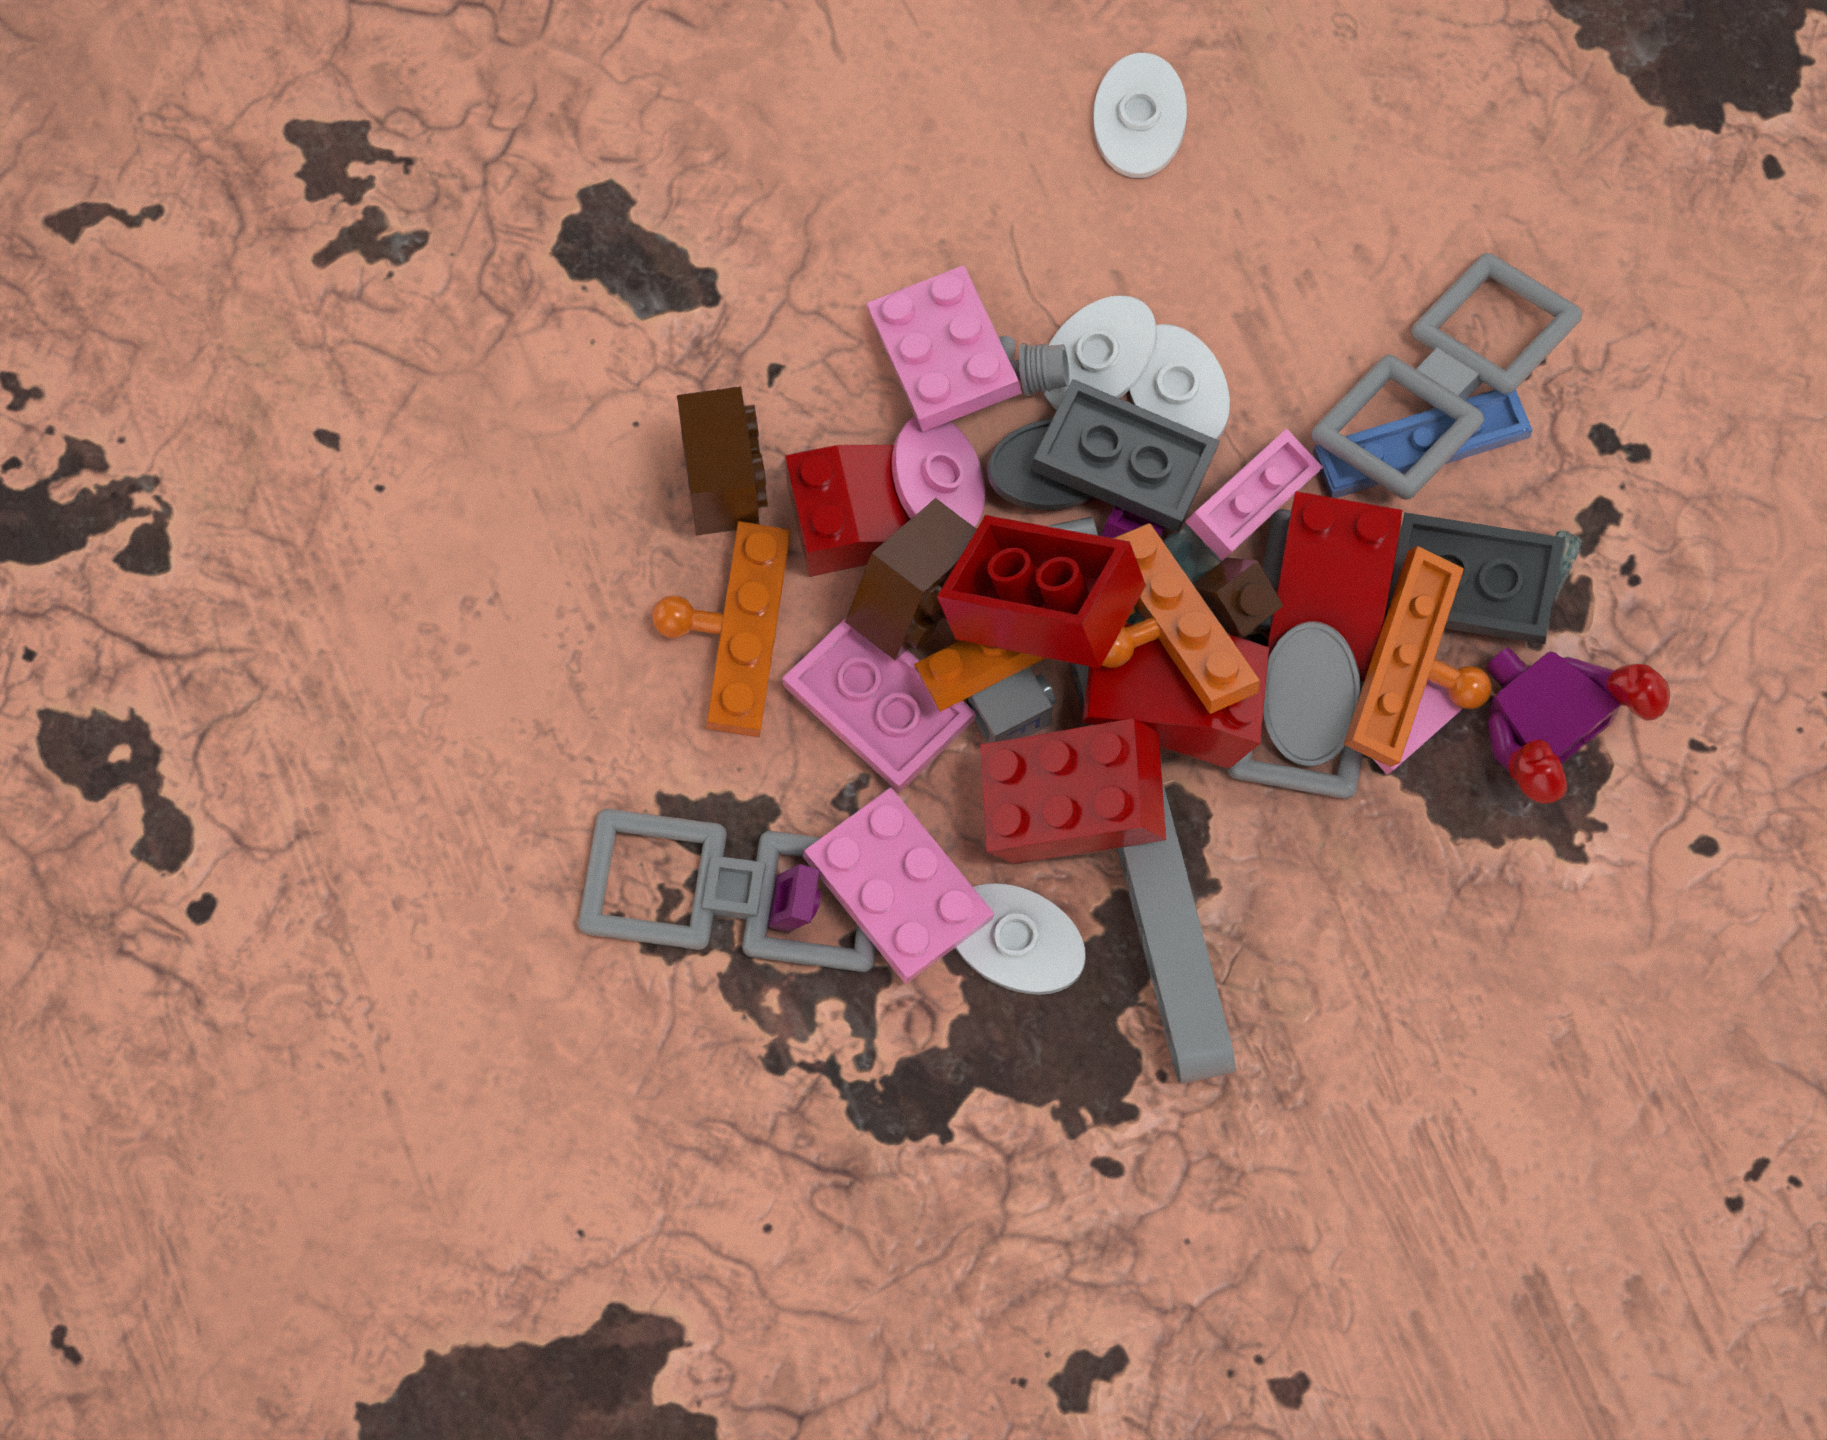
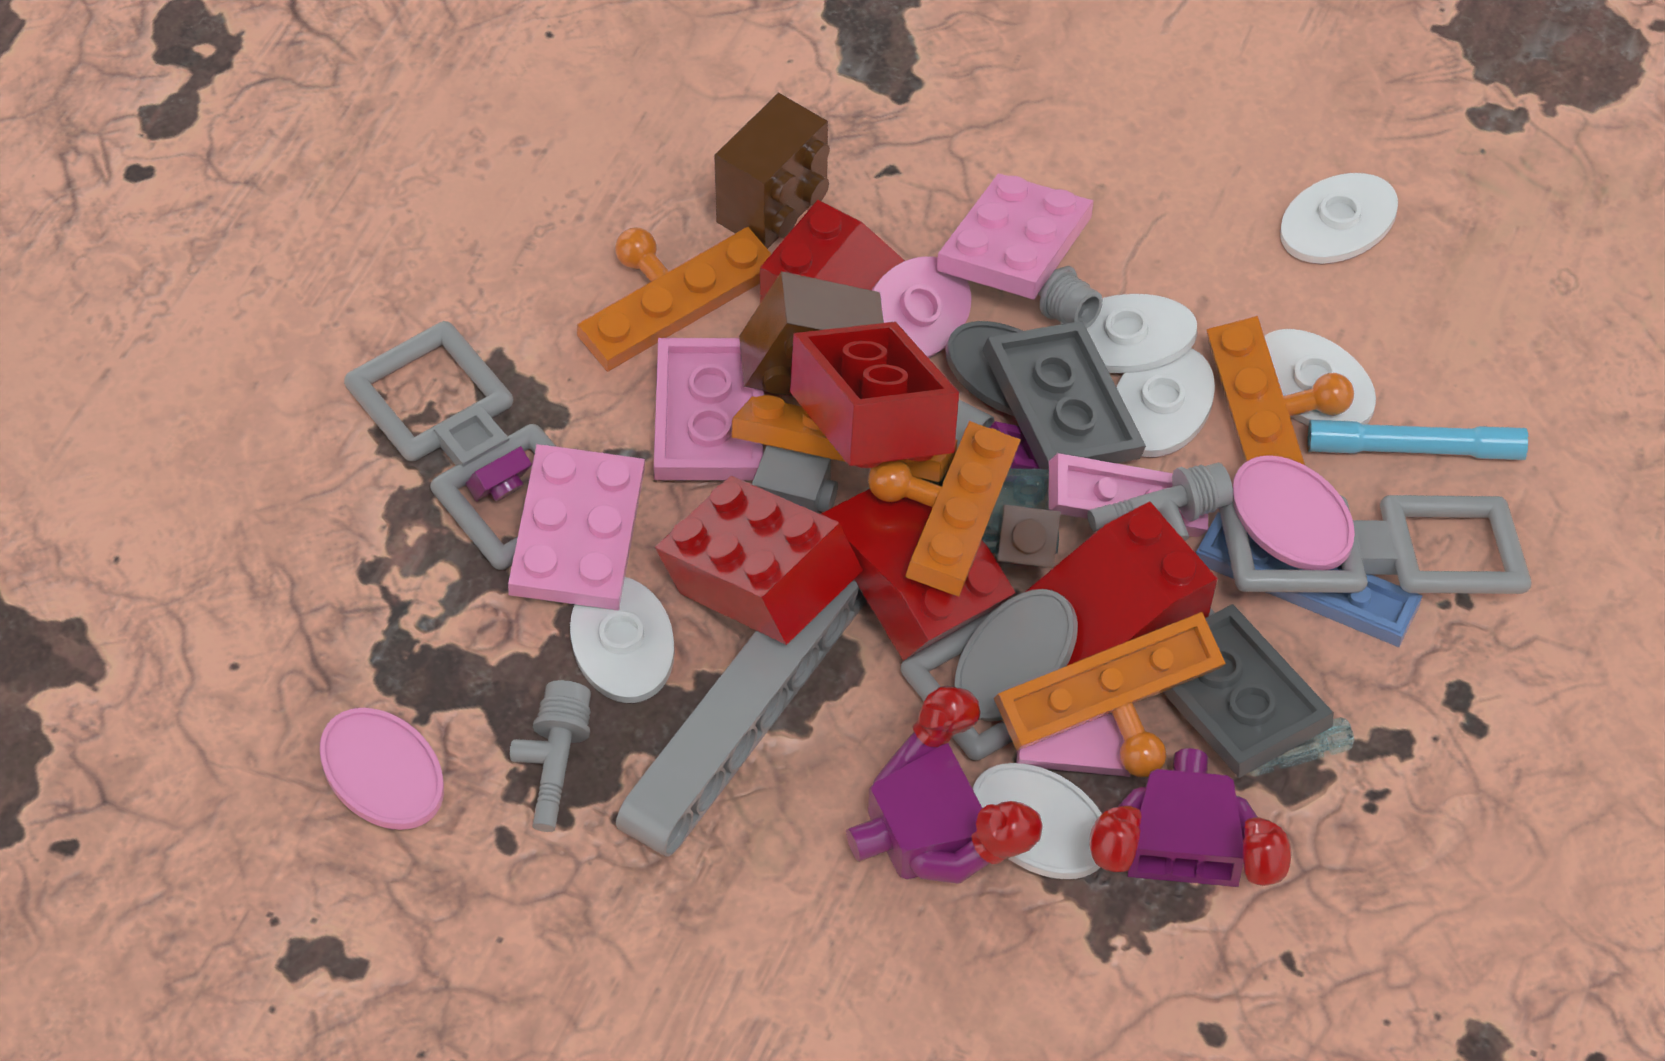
camera: 45 degrees right, 15 degrees down
(970, 1201) = (381, 768): none -> bright pink piece
(1056, 1039) = (562, 721): none -> light grey piece
(1261, 333) = (1255, 395): none -> orange plate
(1262, 272) = (1304, 357): none -> white piece
(1303, 454) = (1194, 492): none -> light grey piece
(1342, 295) = (1480, 442): none -> medium azure piece
(1380, 869) = (927, 809): none -> magenta torso
(1382, 404) = (1293, 513): none -> bright pink piece
(1446, 801) = (1064, 813): none -> white piece

